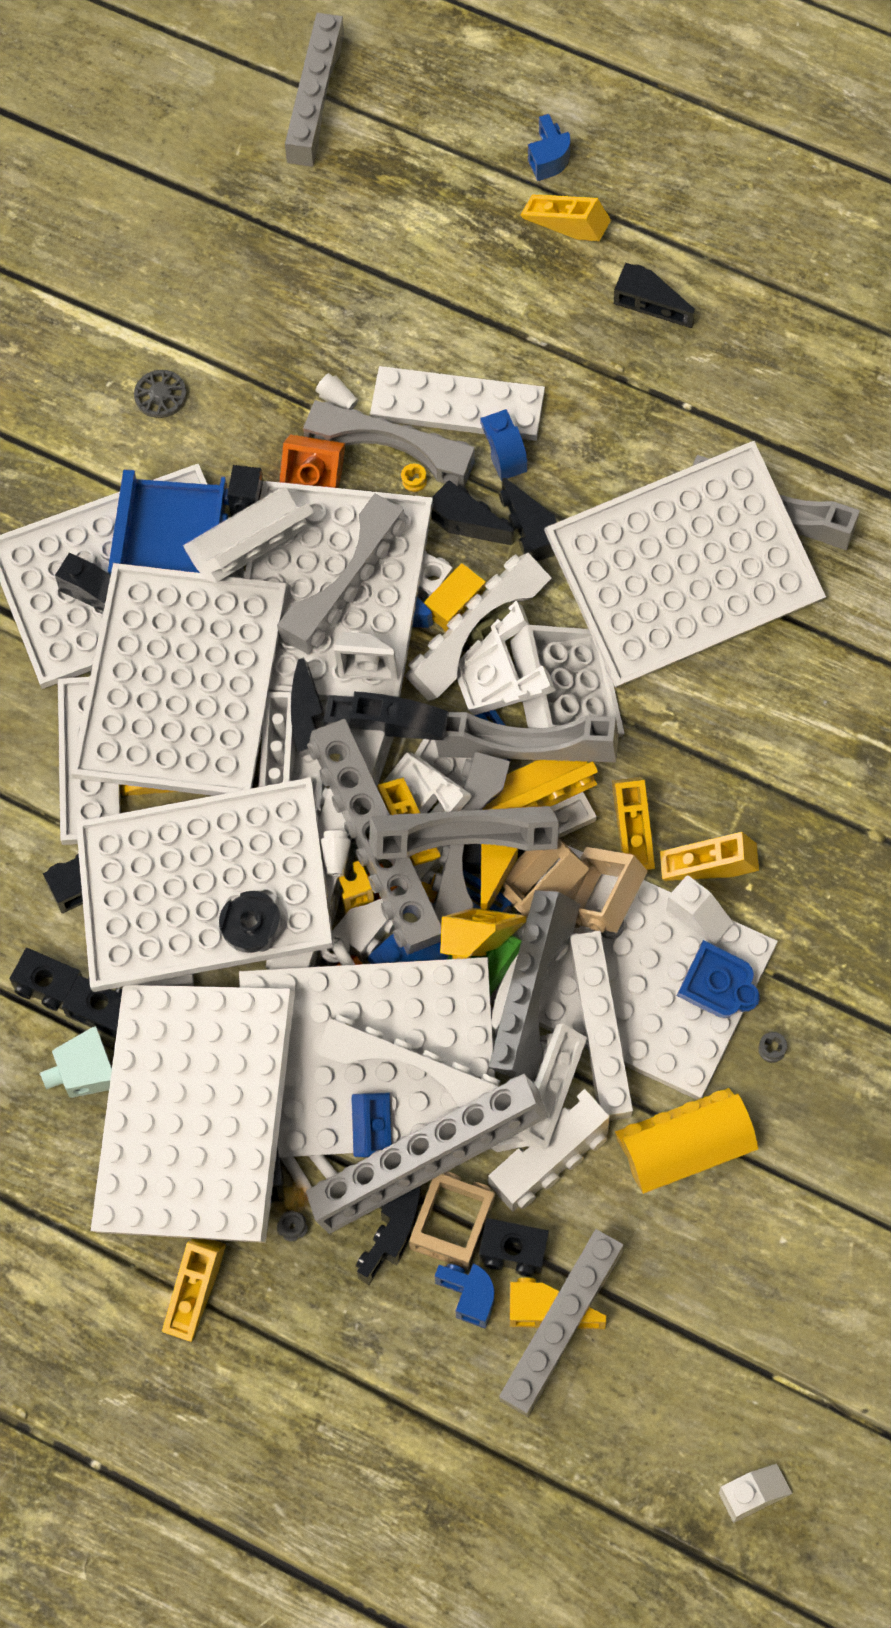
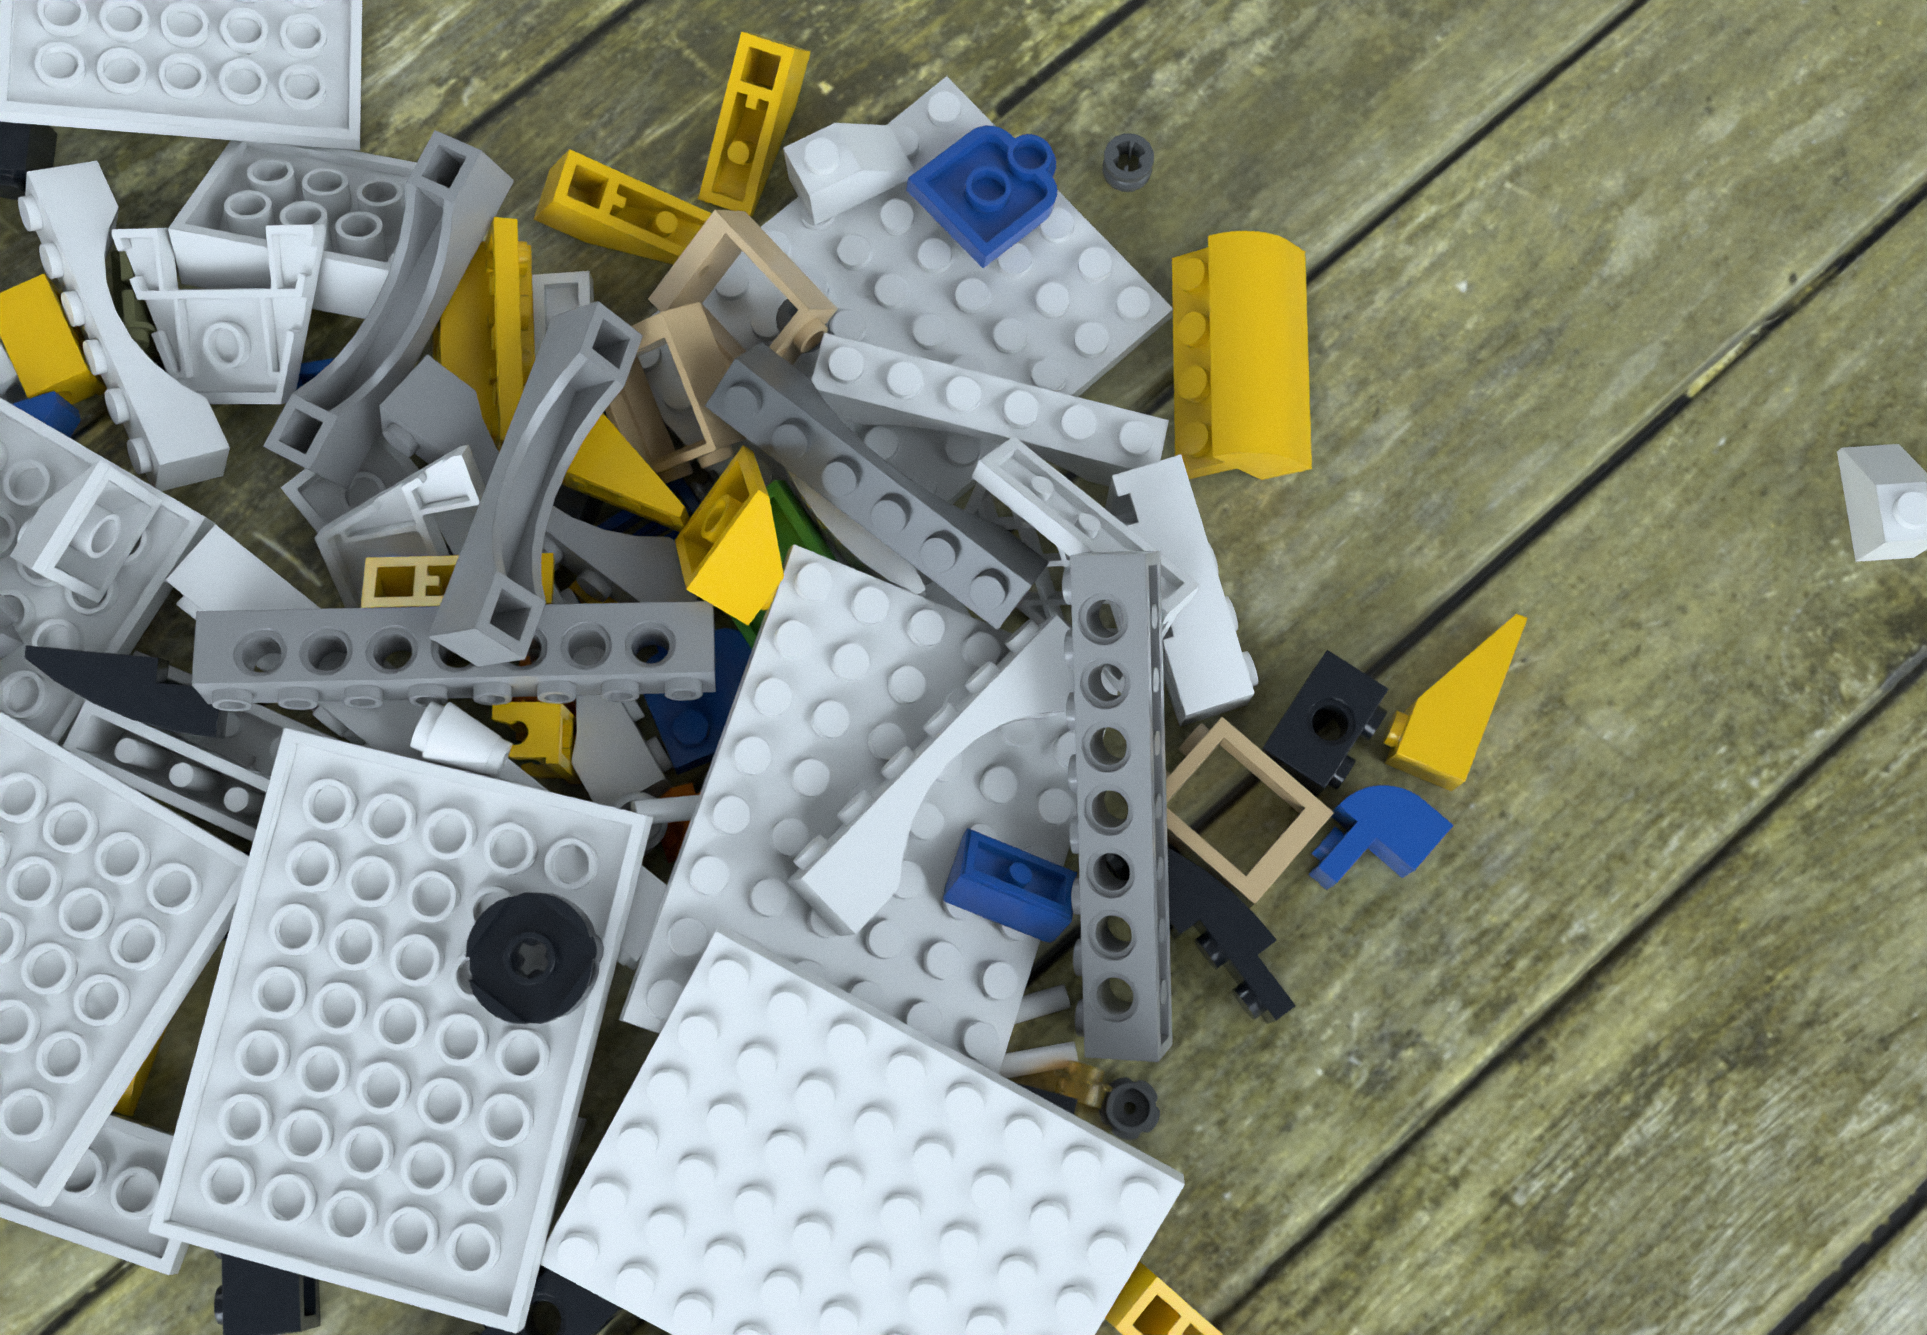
camera: 70 degrees left, 10 degrees up
(388, 714) = (223, 533): black slope -> none
(561, 1322) = (1560, 764): light grey arch -> none

